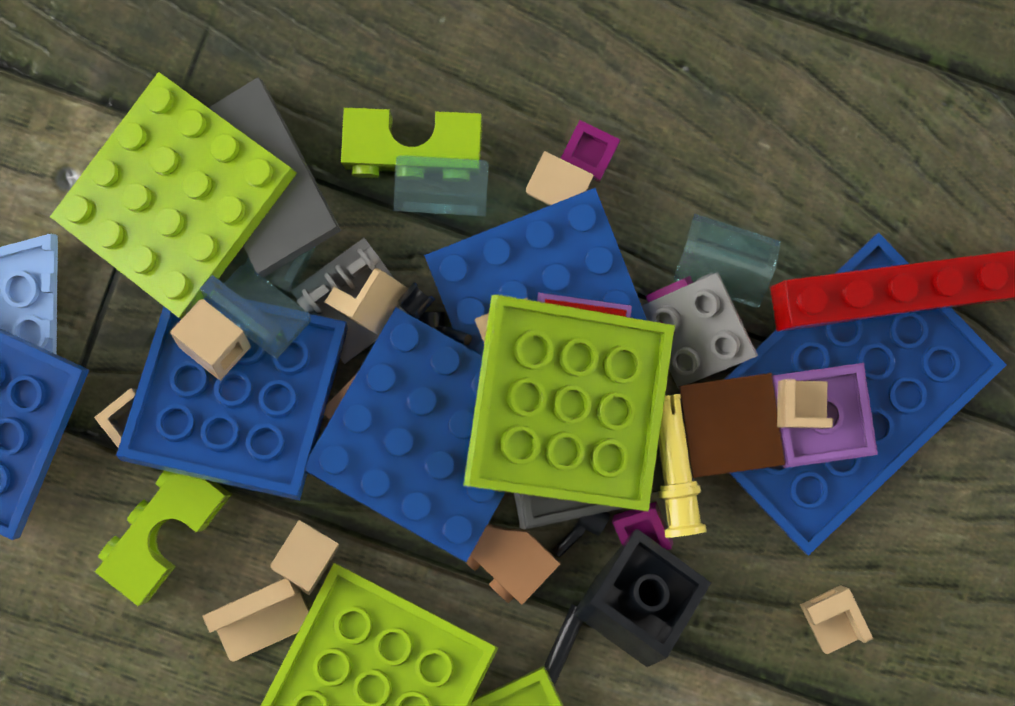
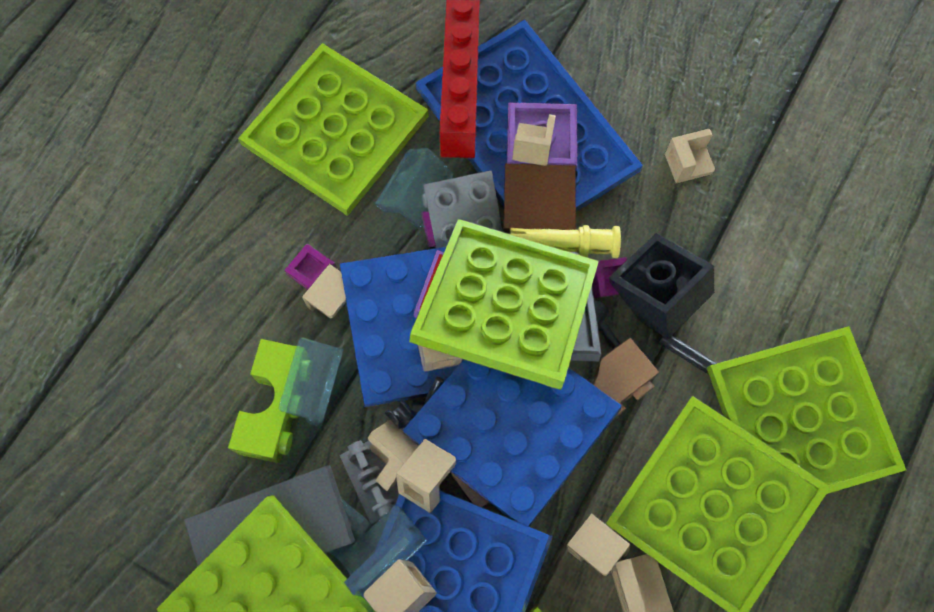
camera: 85 degrees left, 15 degrees down
(346, 343) = (423, 473): none -> tan panel
(795, 138) = (334, 128): none -> lime plate

